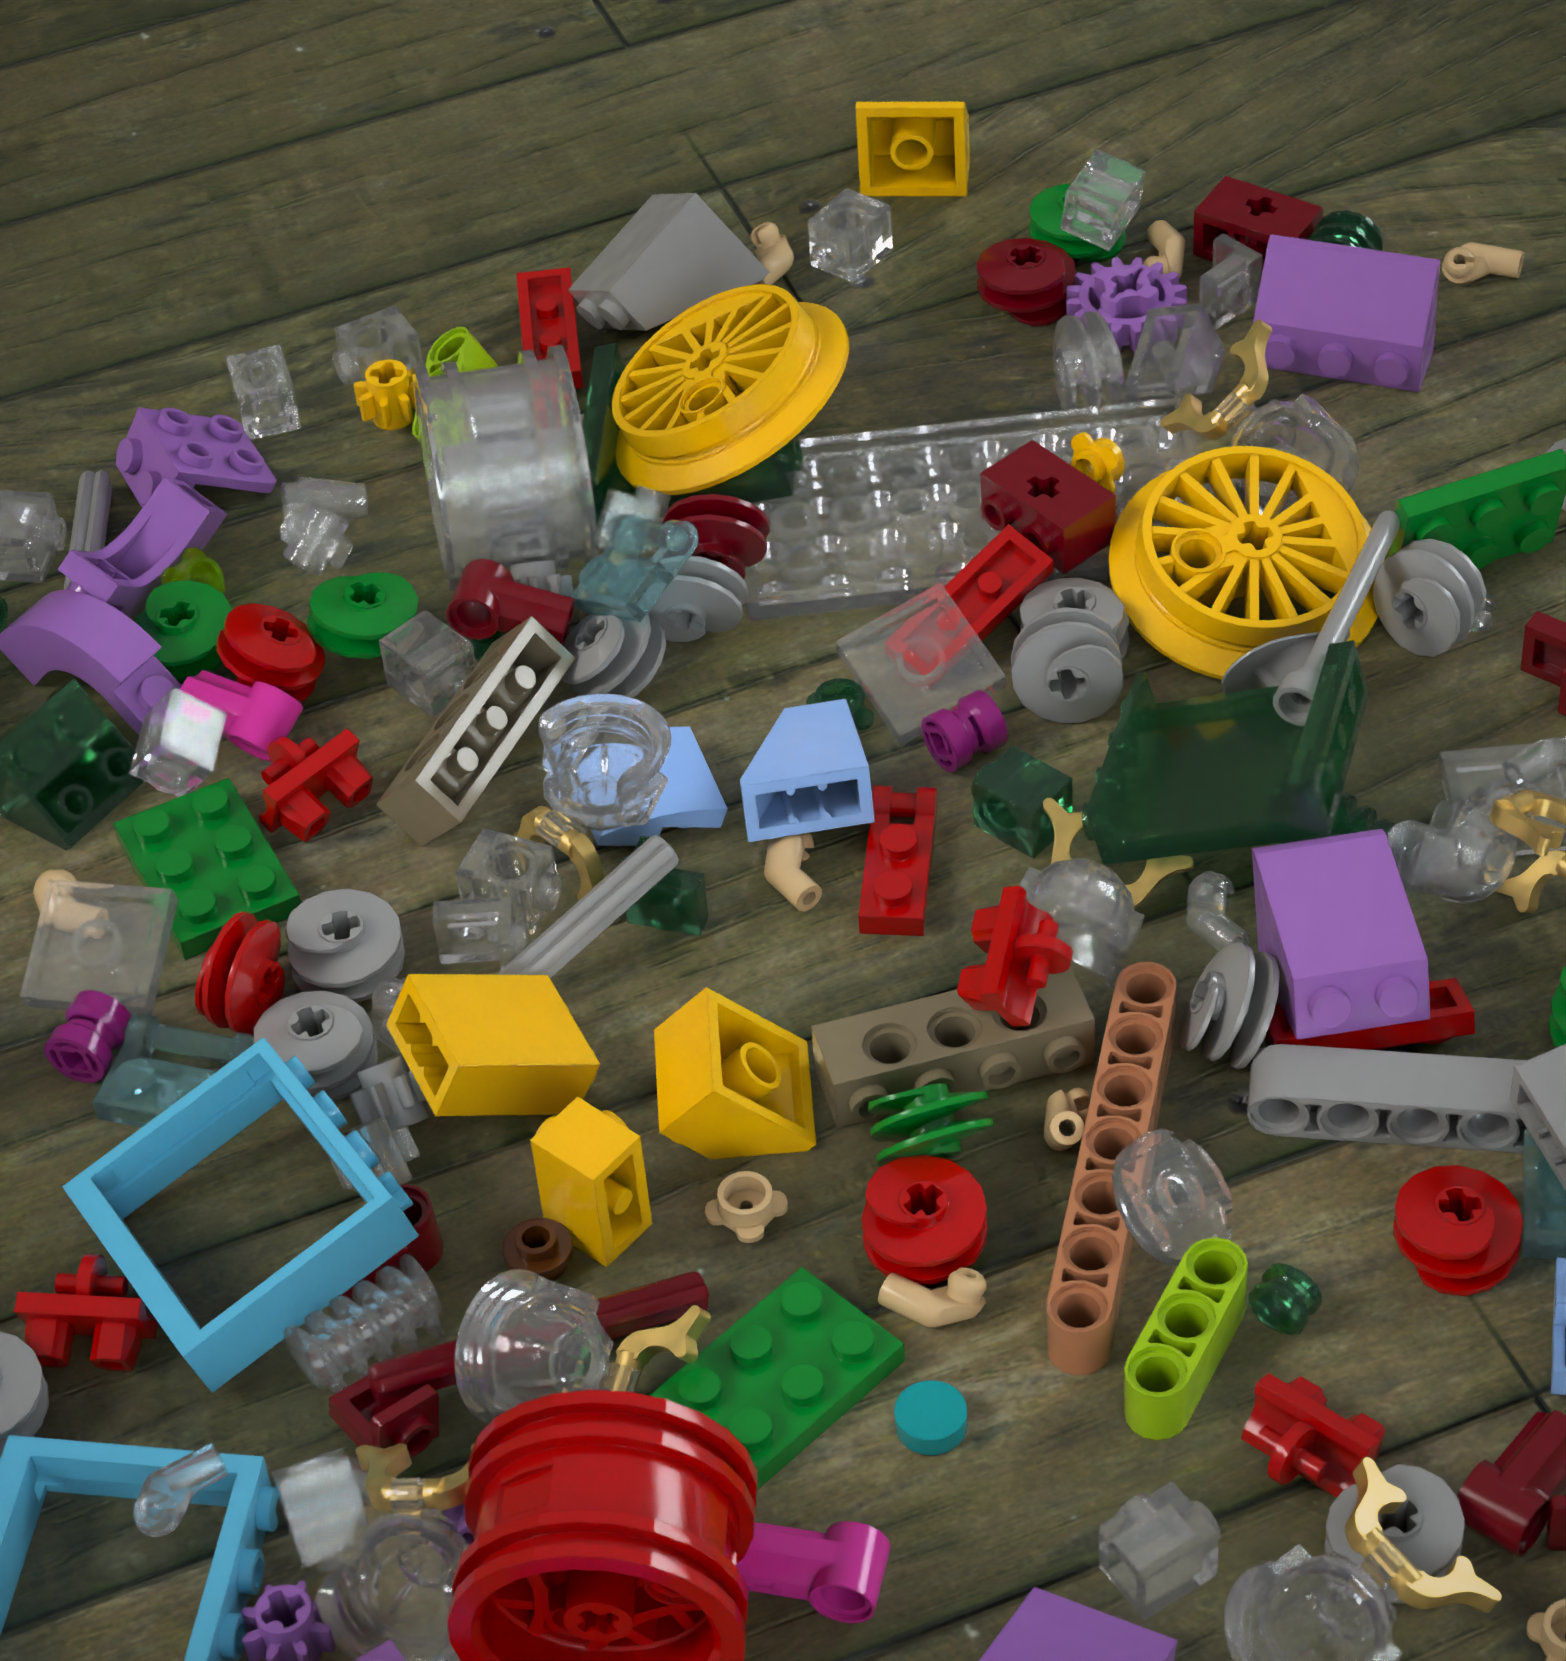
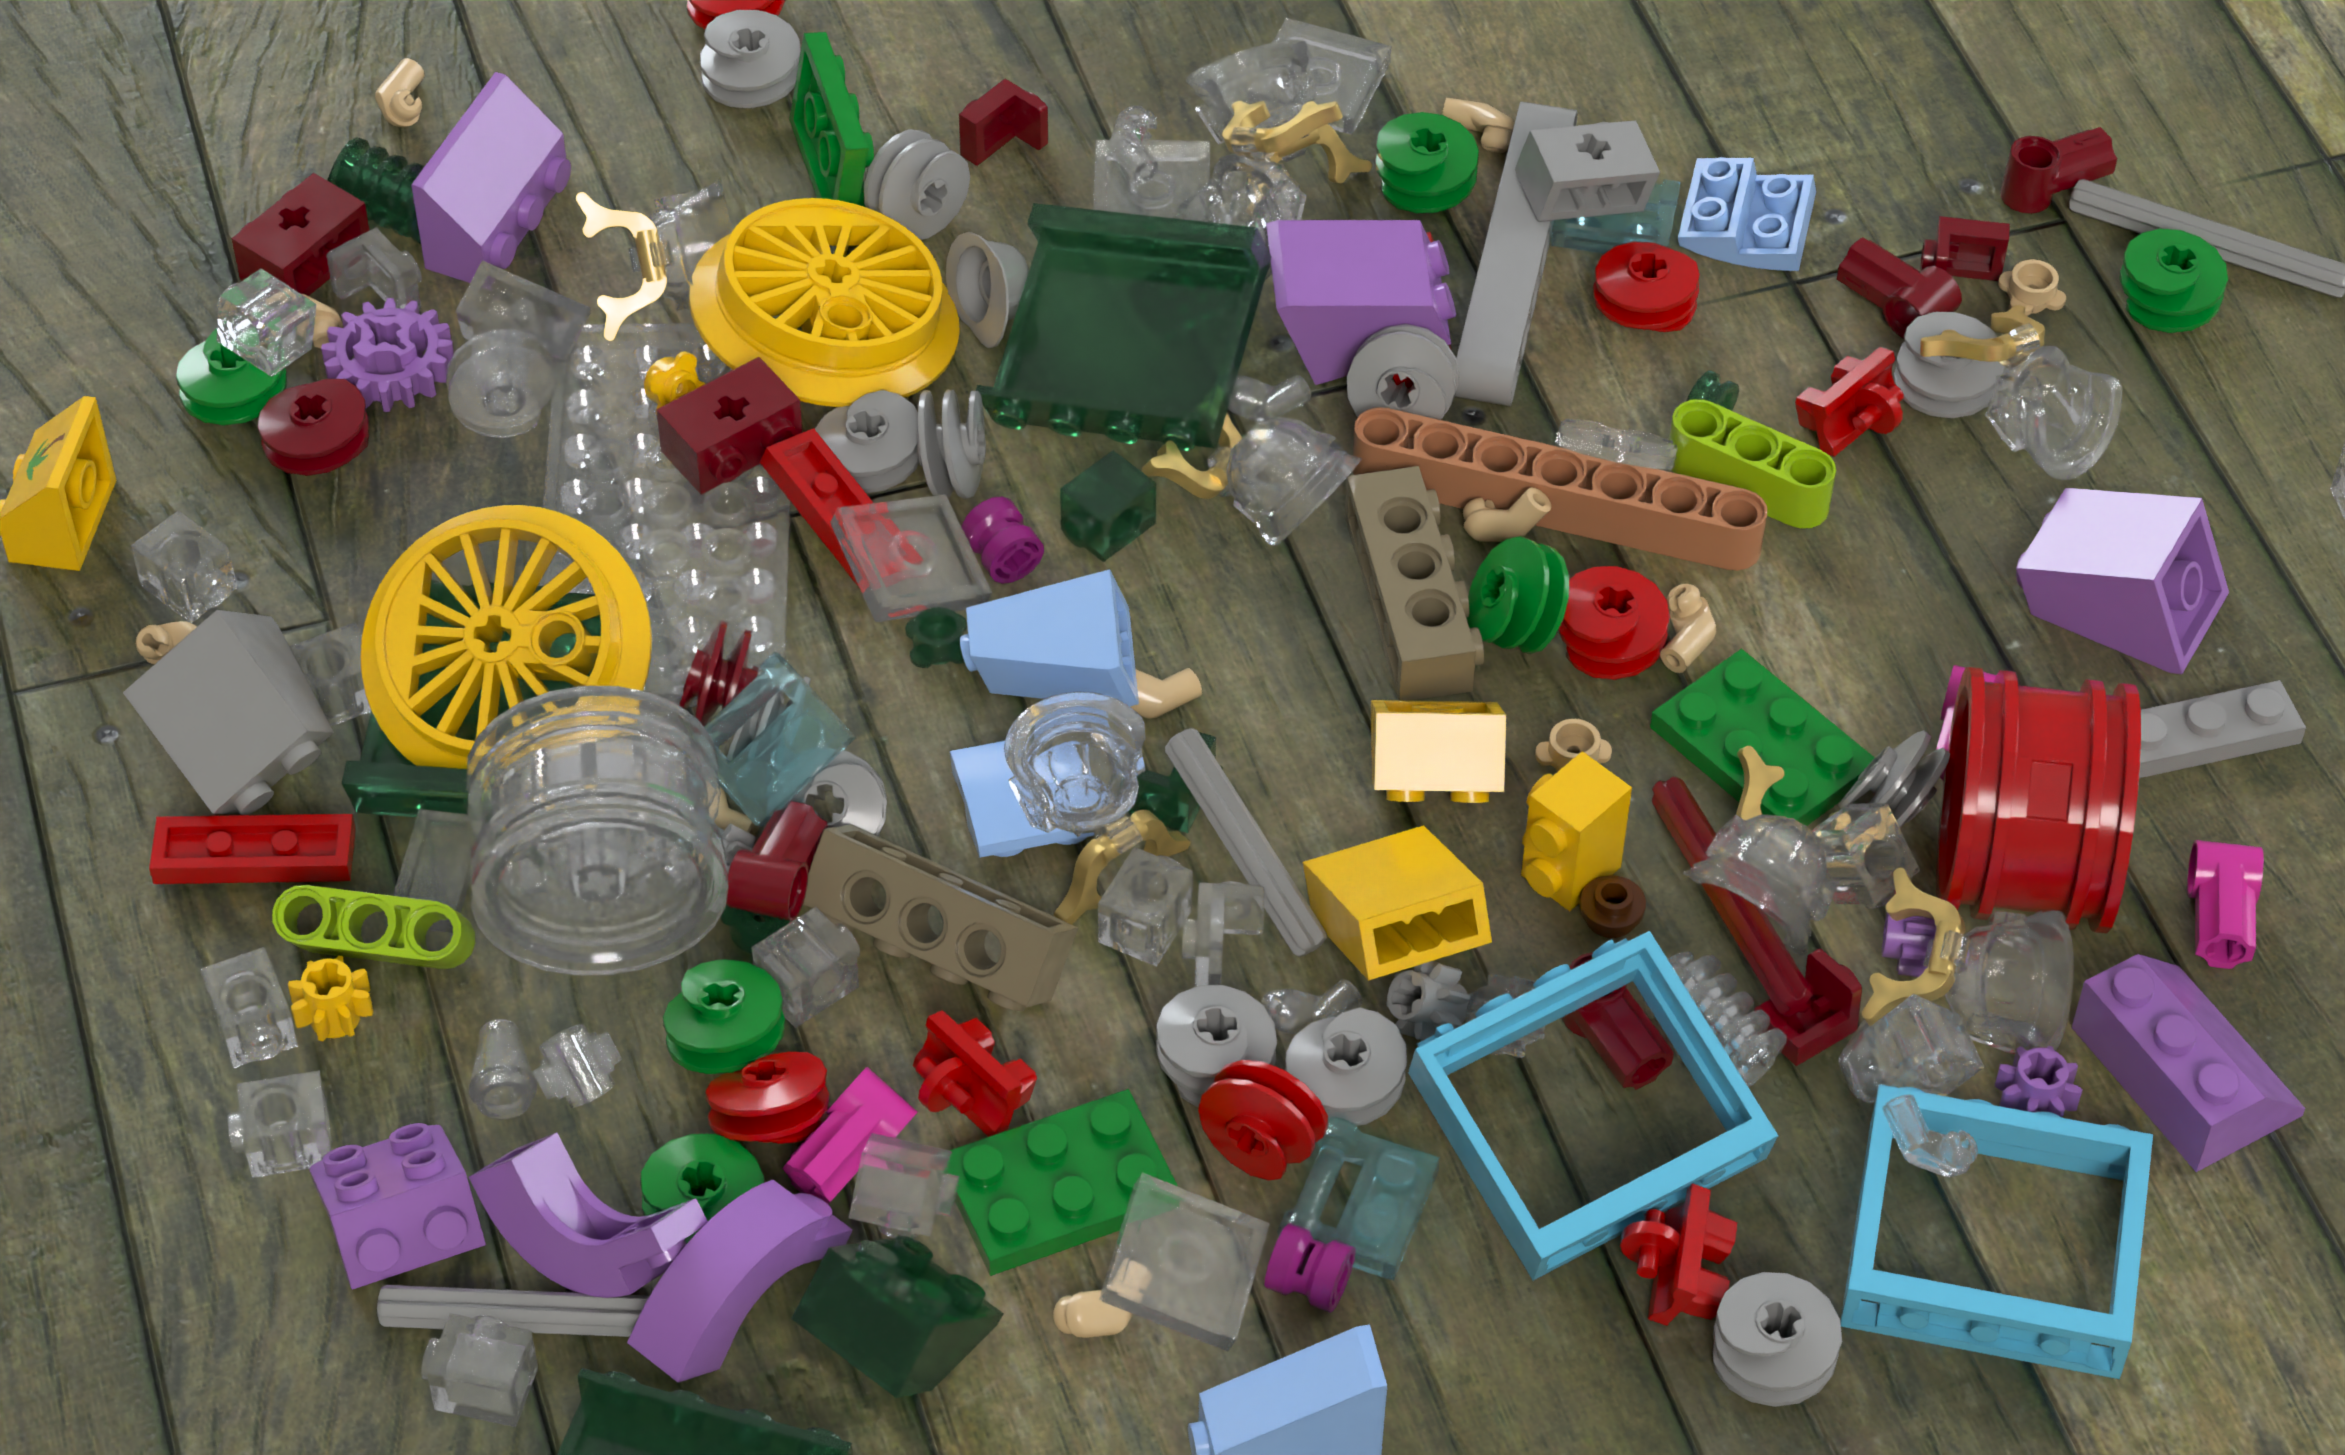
camera: 90 degrees left, 5 degrees up
(197, 566) = (614, 1186): clear neon green plate -> none
(898, 862) = (1178, 615): red plate -> none
(931, 1417) = (1811, 643): teal tile -> none
(1019, 959) = (1400, 497): red hips -> none
(1159, 1548) = (1961, 504): clear brick -> none
(1298, 687) = (1070, 259): light grey piece -> none

